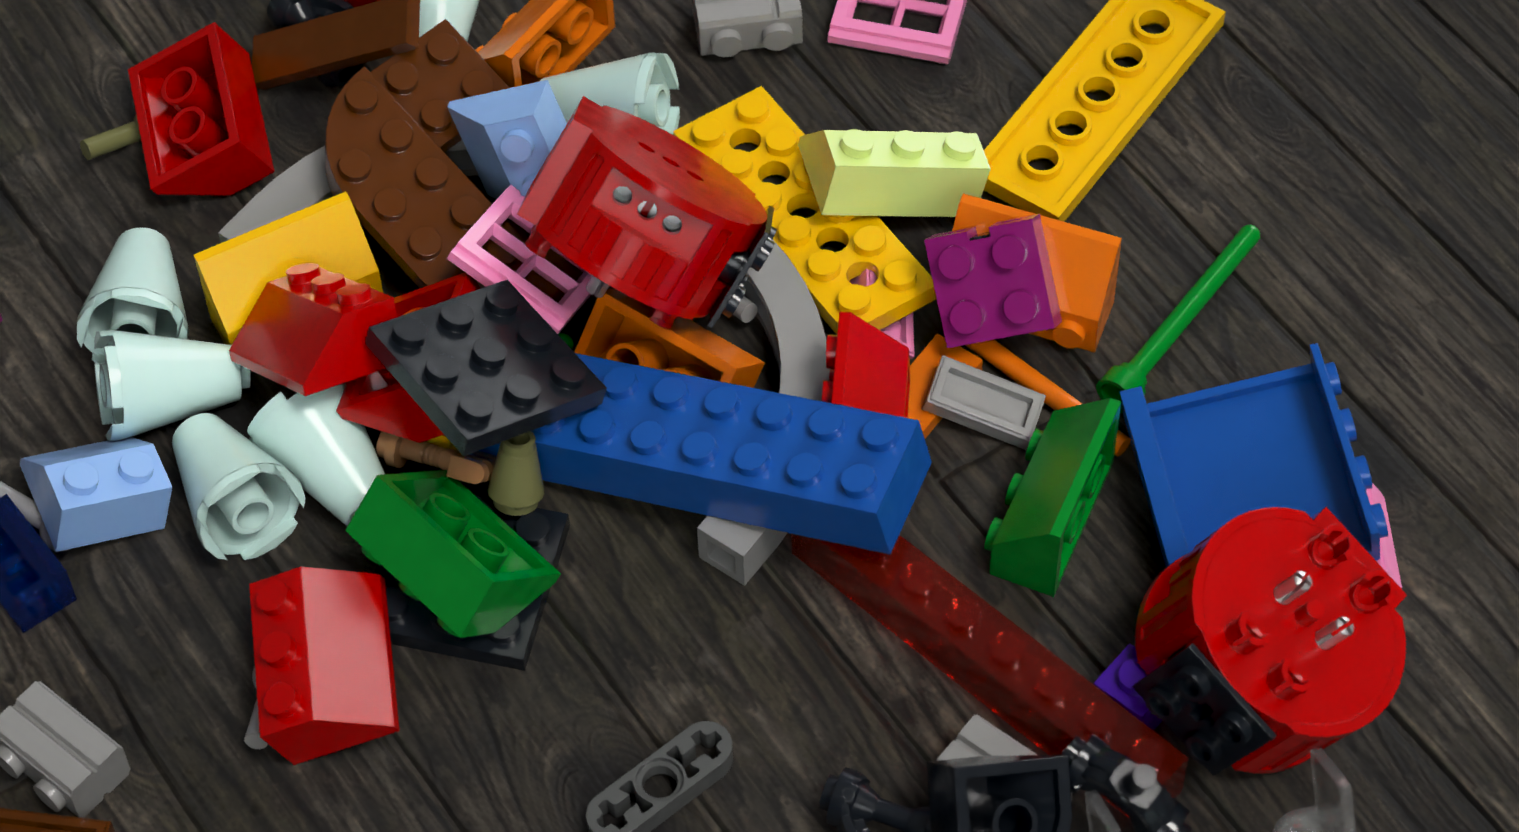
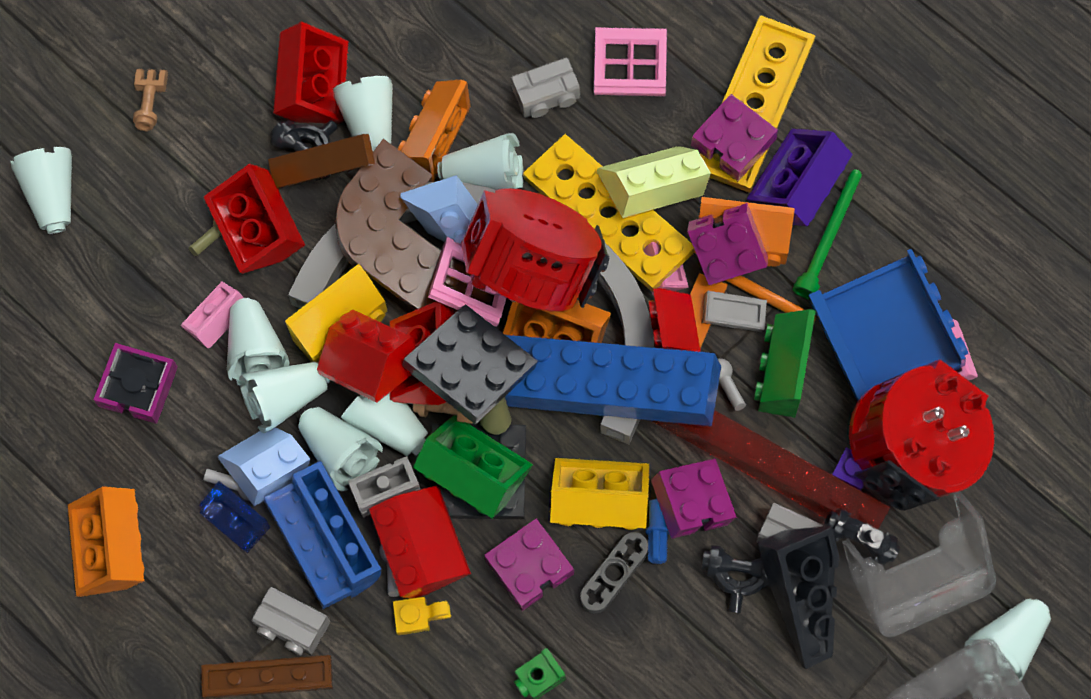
camera: 10 degrees left, 15 degrees up
(77, 260) = (212, 316): none -> bright pink slope
(158, 620) = (323, 536): none -> blue brick
(284, 545) = (383, 484): none -> light grey brick
(284, 783) = (414, 614): none -> yellow plate
(509, 740) = (529, 564): none -> magenta piece
(666, 649) = (599, 493): none -> yellow slope
(757, 729) = (657, 534): none -> blue axle
(833, 682) = (693, 498): none -> magenta piece
(939, 499) = (729, 386): none -> light grey bar
(1047, 130) = (734, 137): none -> magenta piece
(1164, 209) = (802, 173): none -> dark purple slope

